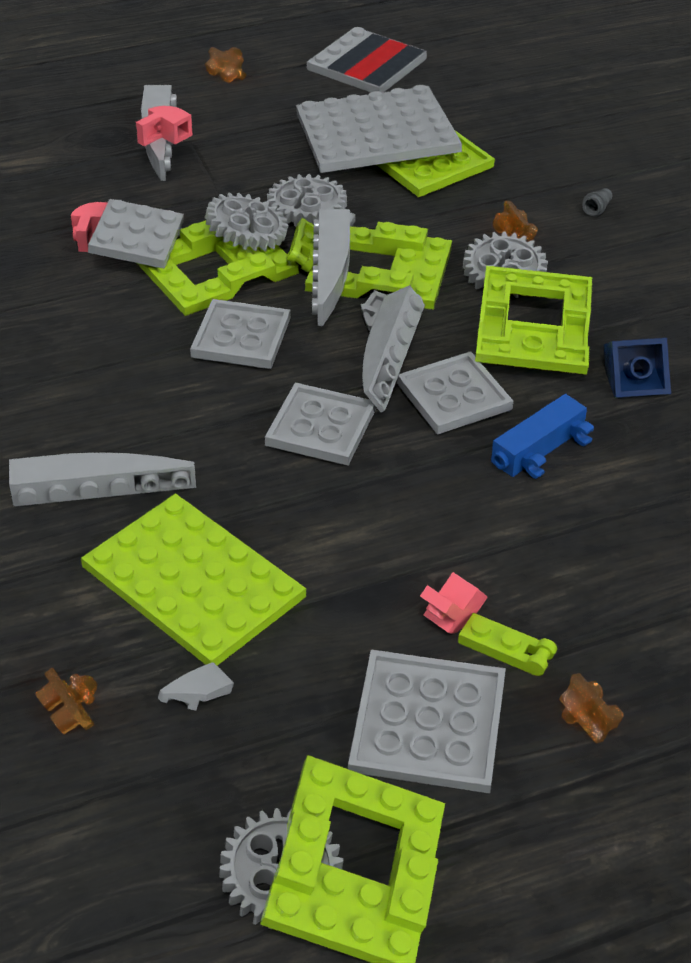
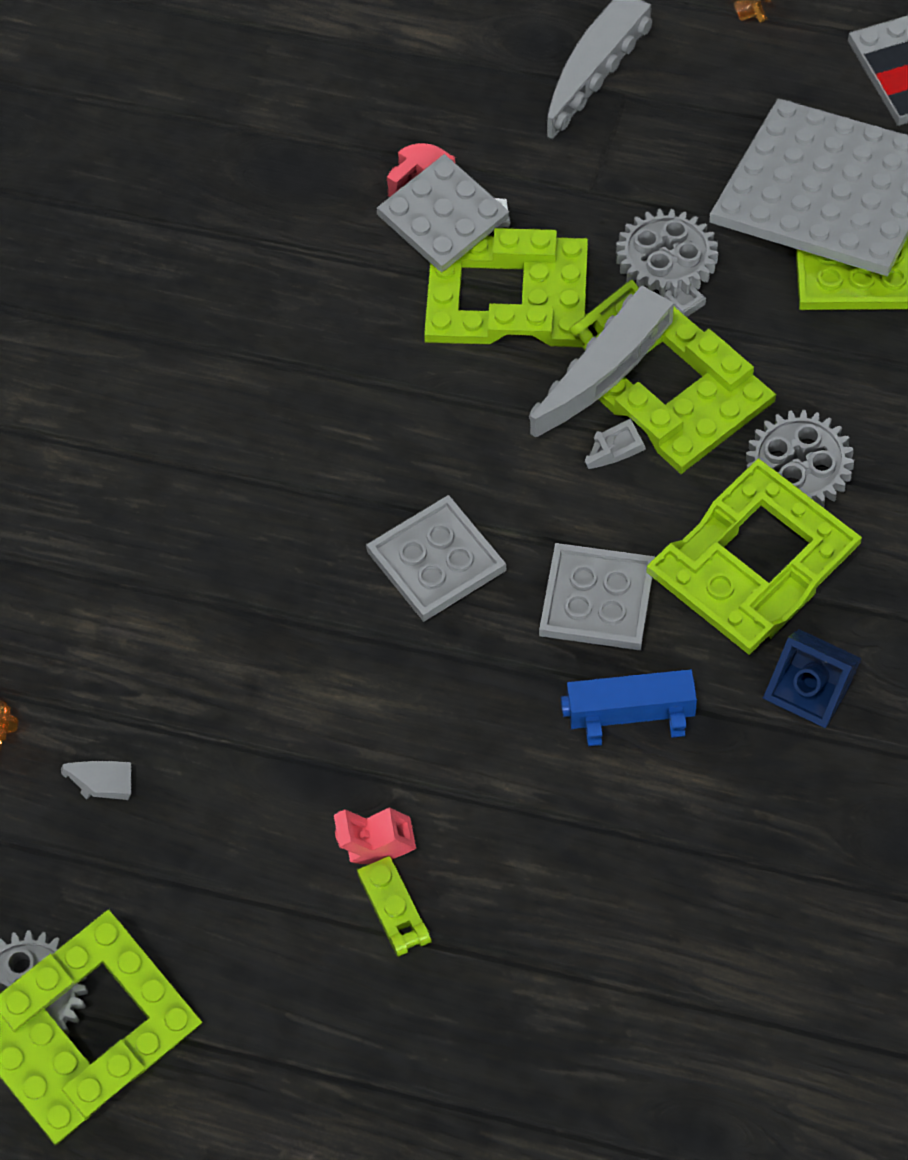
camera: 40 degrees right, 15 degrees up
(95, 476) = (179, 497): light grey slope -> none
(165, 123) = (585, 68): coral brick -> none
(194, 579) = (186, 664): lime plate -> none
(241, 333) = (452, 400): light grey plate -> none
(246, 221) = (534, 246): light grey gear -> none
(389, 343) = (573, 503): light grey slope -> none
(428, 721) = (259, 936): light grey plate -> none
(513, 221) = (857, 406): clear orange hips -> none
(586, 707) = (402, 1002): clear orange hips -> none

